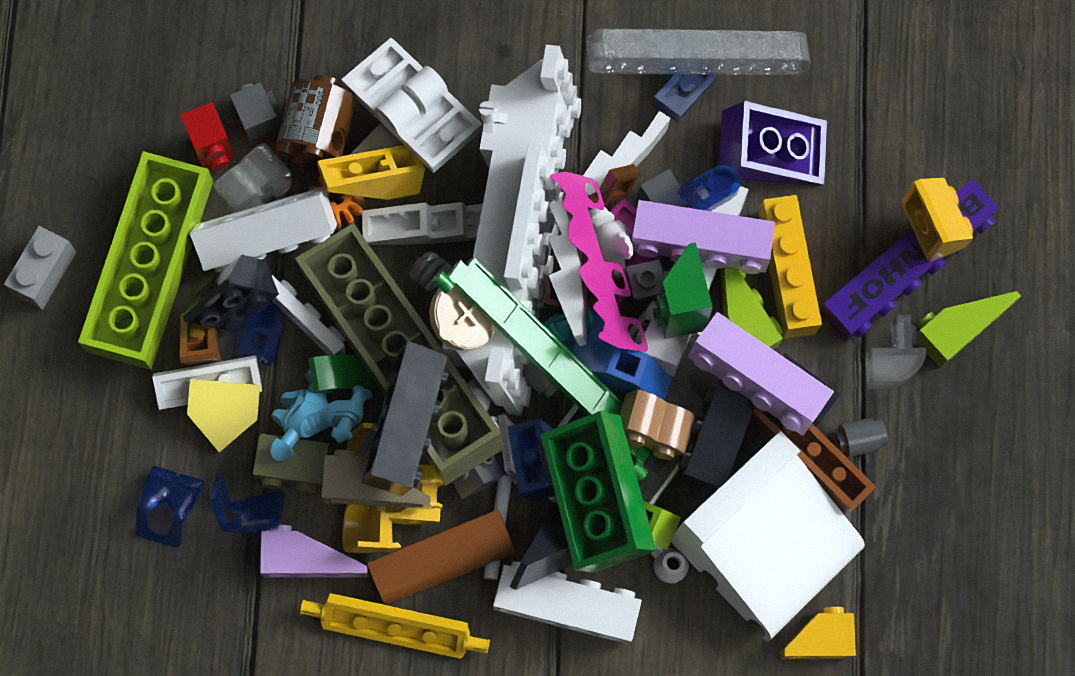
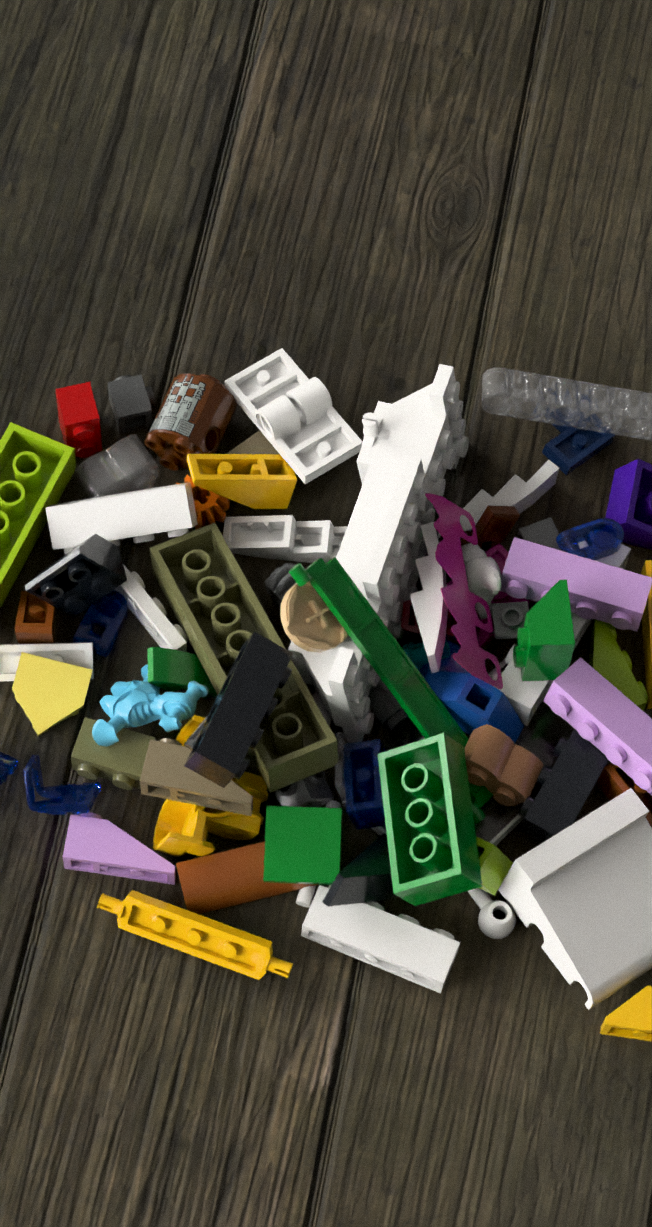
camera: 10 degrees right, 10 degrees down
(482, 530) = (302, 845): none -> green tile

